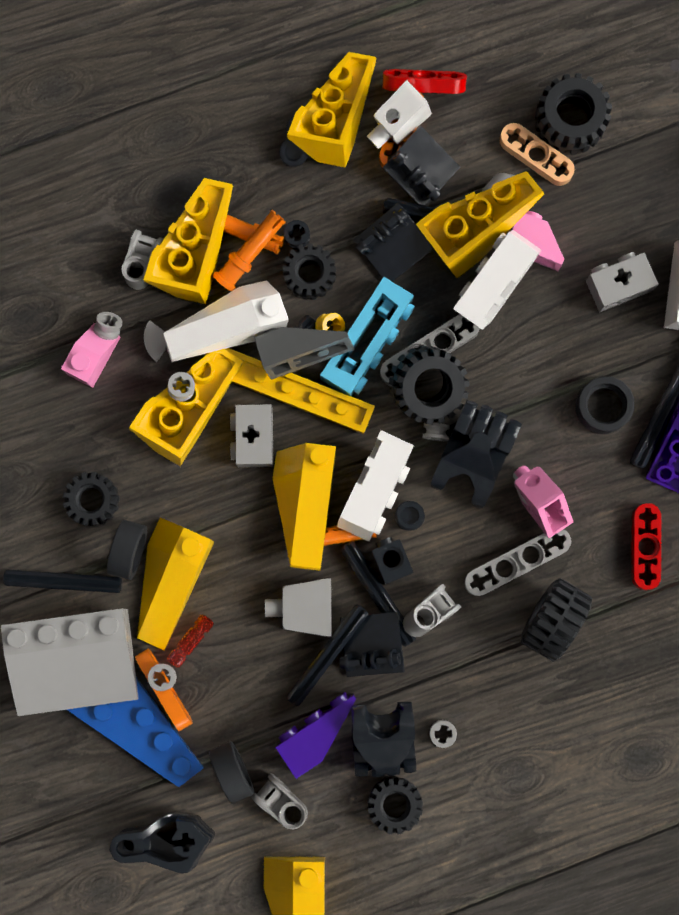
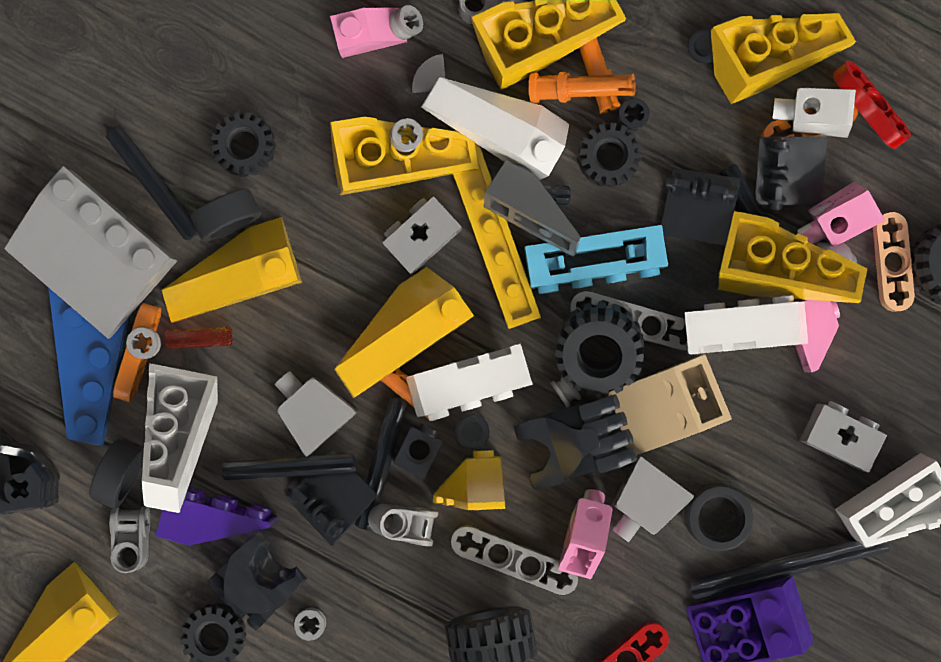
camera: 45 degrees right, 5 degrees up
(235, 702) = (175, 426): none -> white wedge
(338, 322) = (586, 220): yellow bush -> none
(444, 539) = (474, 484): none -> yellow wedge
(482, 149) = (854, 213): none -> bright pink torso
(505, 370) = (672, 404): none -> tan slope
(553, 440) = (647, 500): none -> light grey torso

